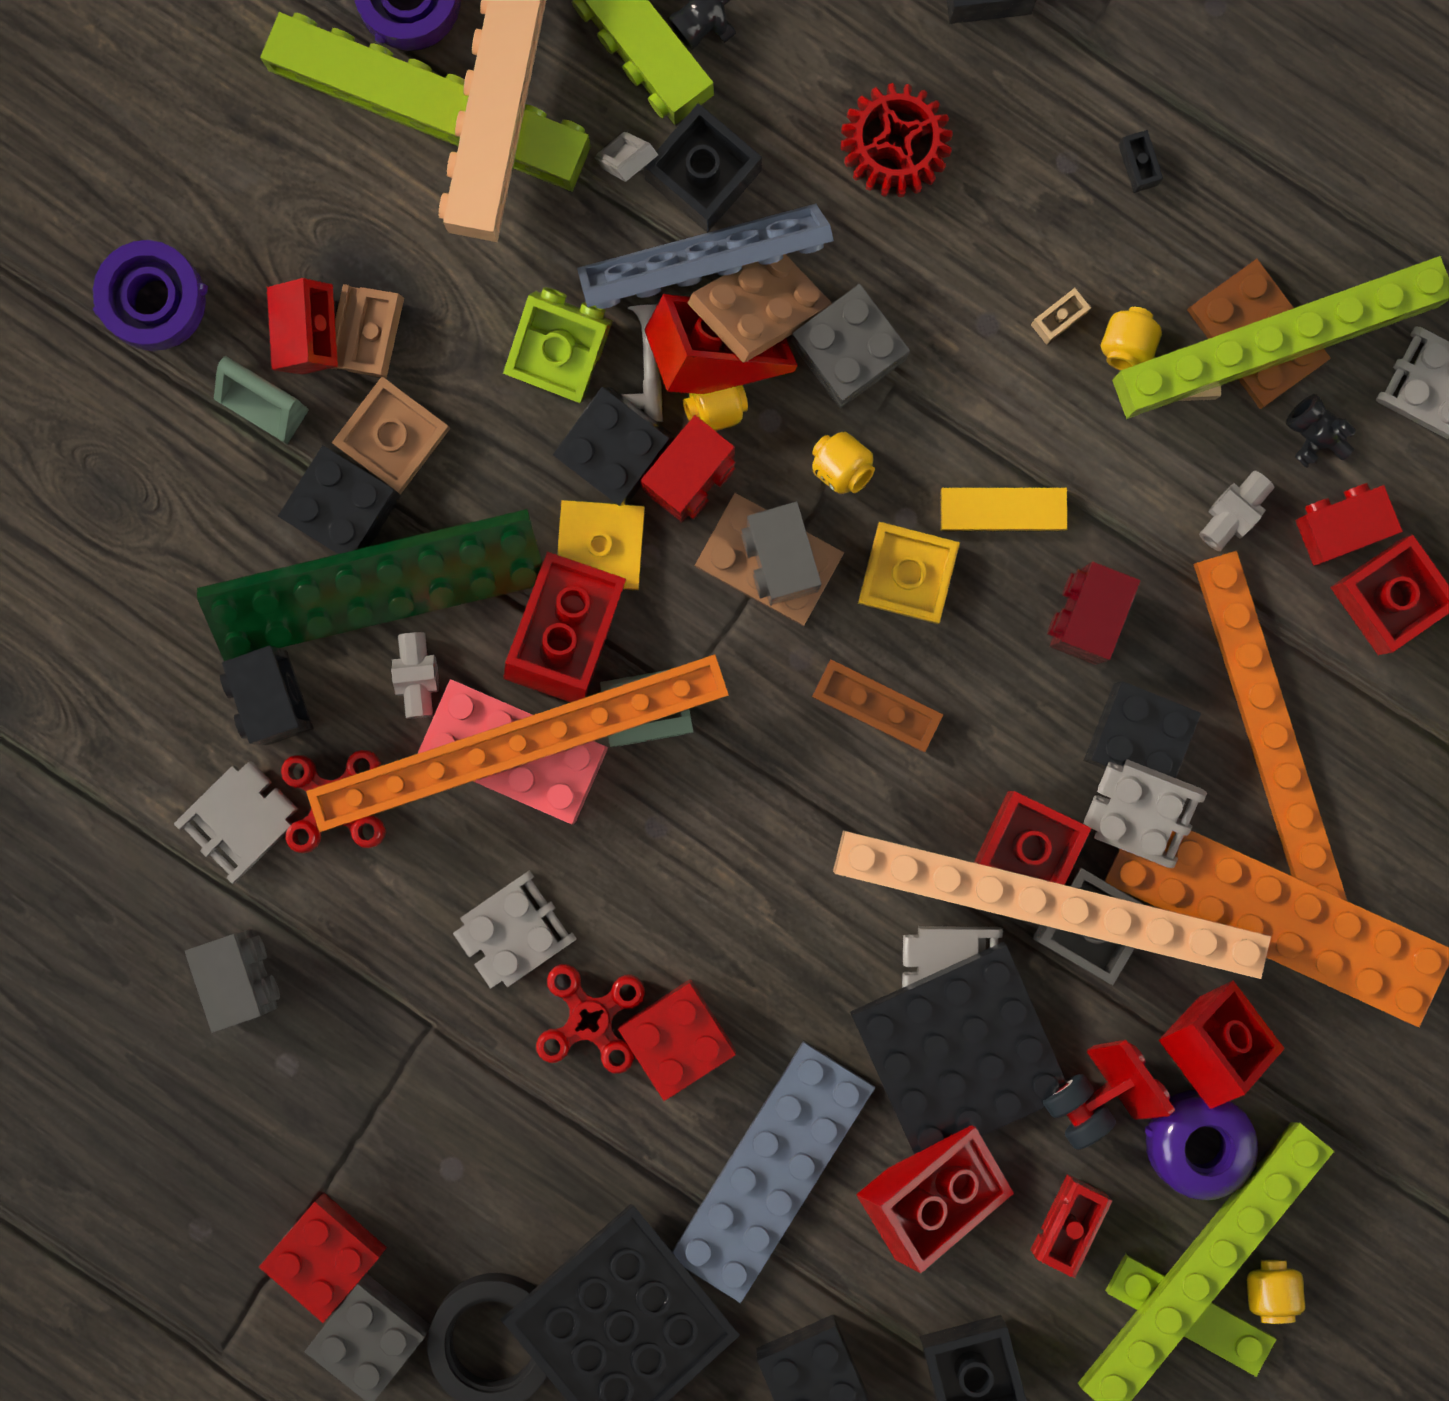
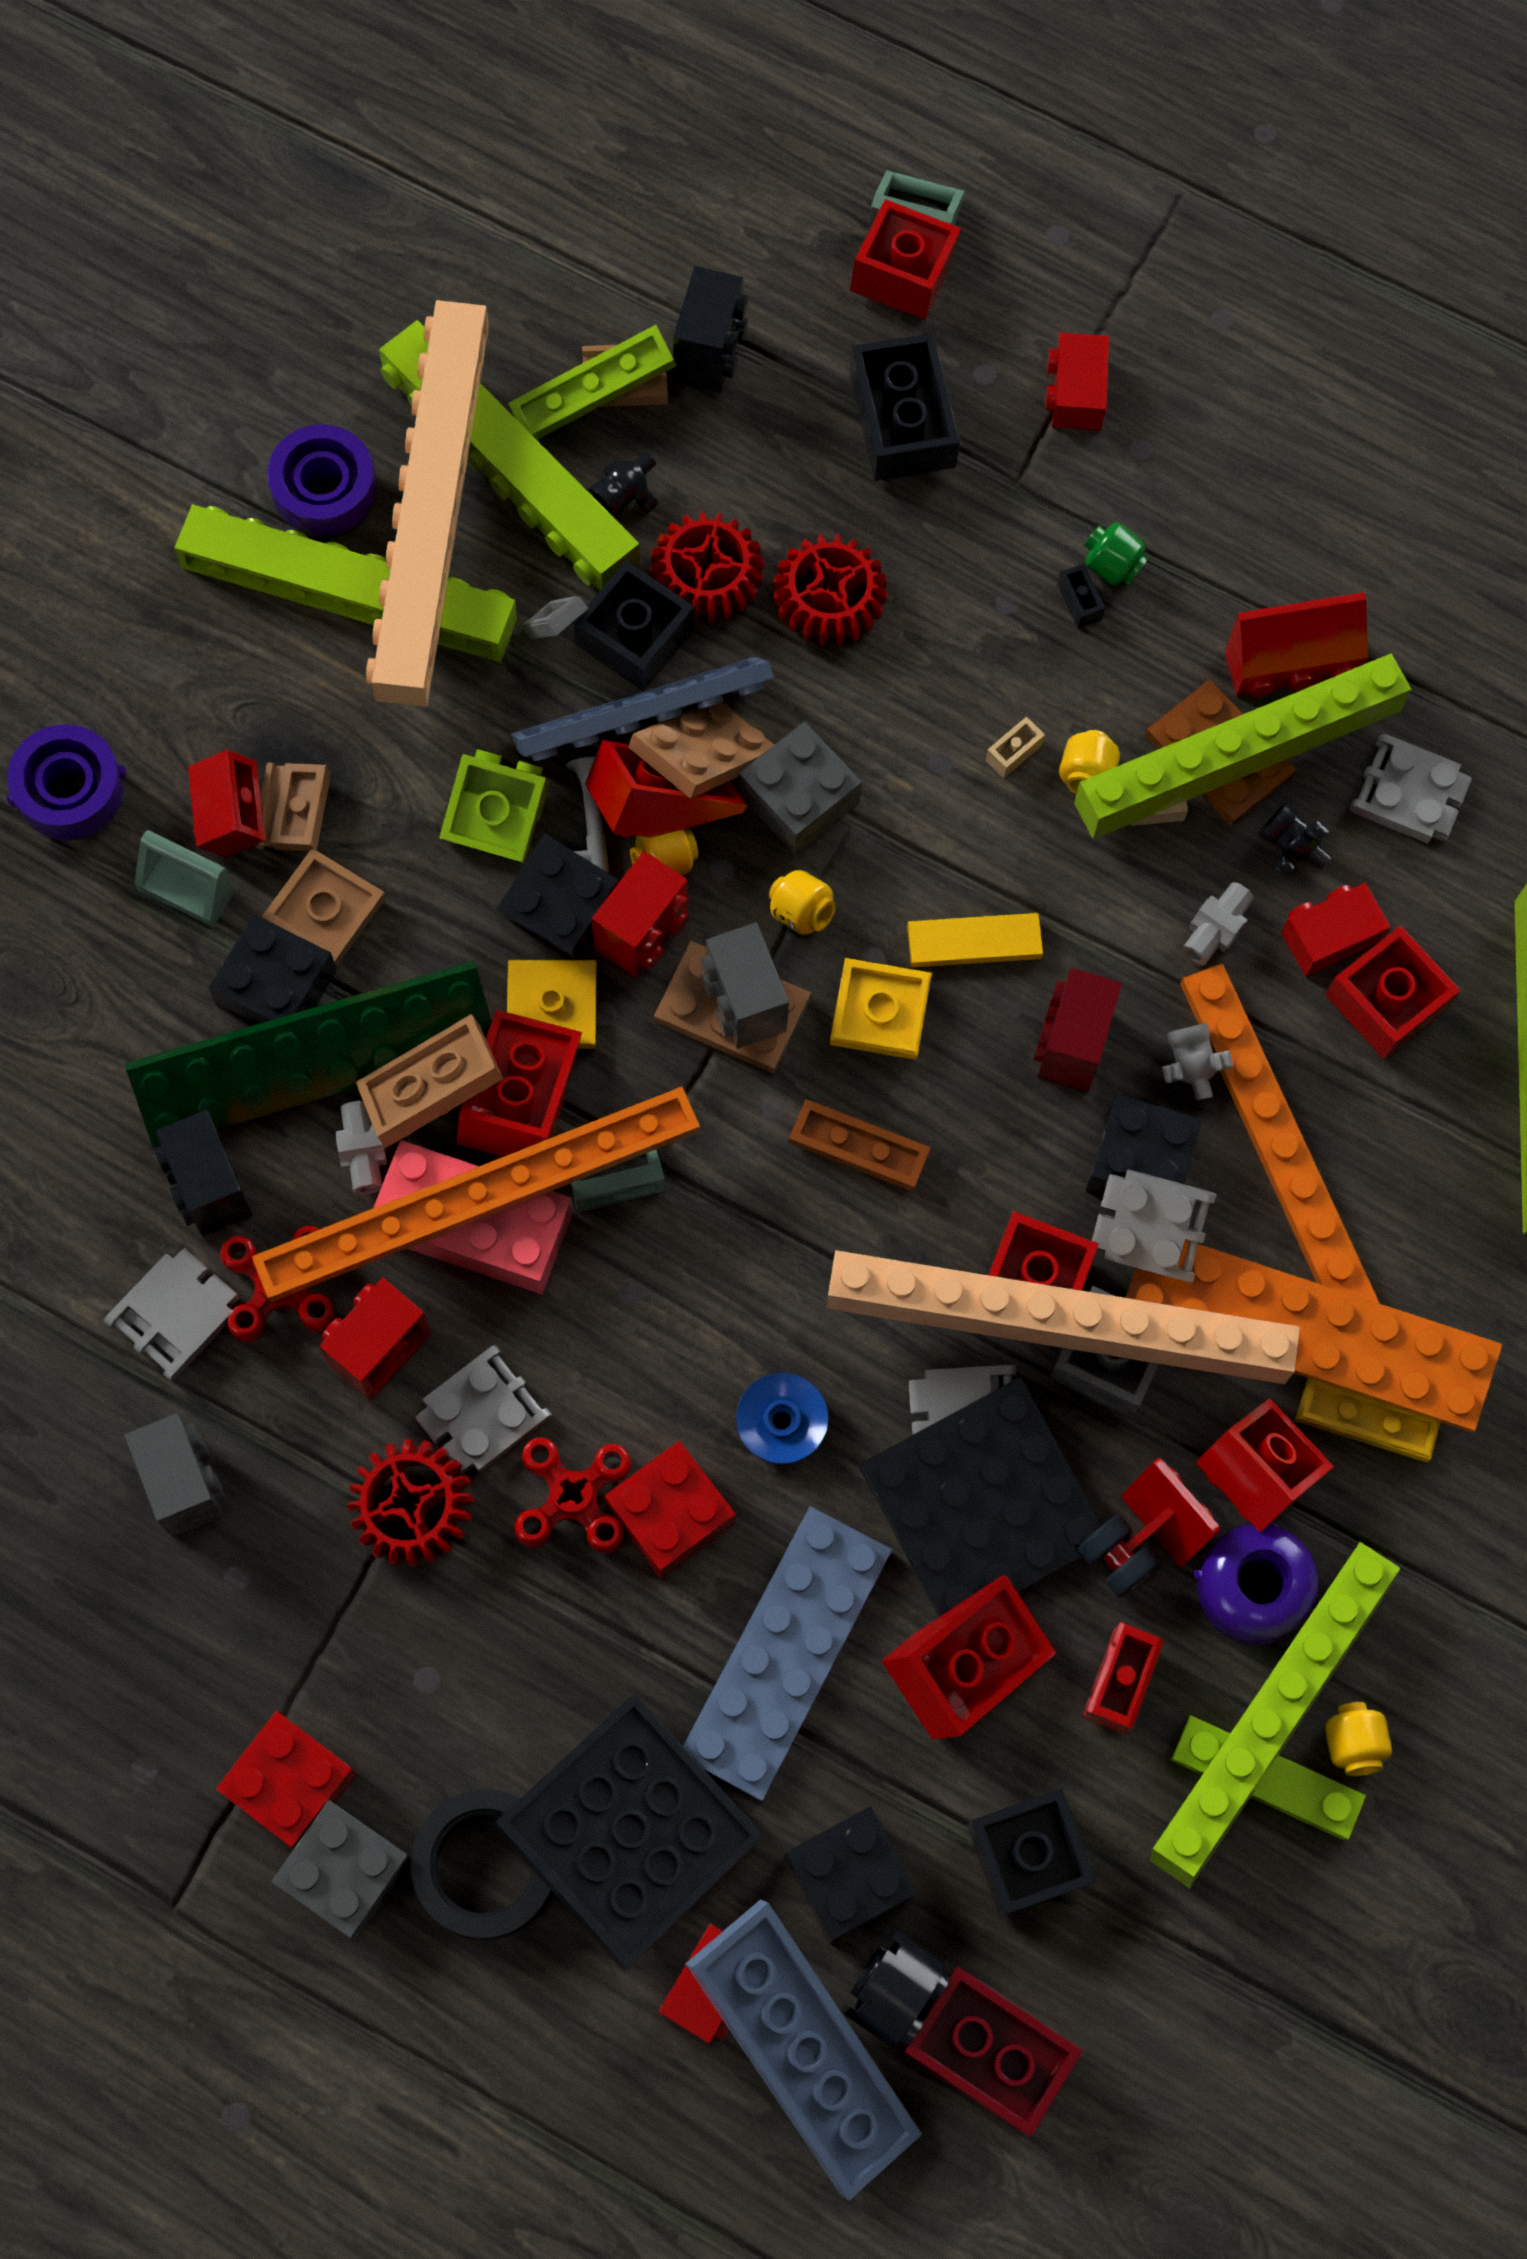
camera: 10 degrees left, 15 degrees down
(417, 866) = (374, 1338): none -> red brick
(441, 1000) = (392, 1507): none -> red gear
(479, 624) = (428, 1081): none -> medium nougat plate
(764, 101) = (737, 579): none -> red gear
(790, 983) = (787, 1396): none -> blue dish
(1179, 120) = (1115, 554): none -> green head
(1200, 645) = (1195, 1059): none -> light grey piece
(1318, 1000) = (1367, 1421): none -> yellow tile
(1348, 234) = (1297, 644): none -> red slope

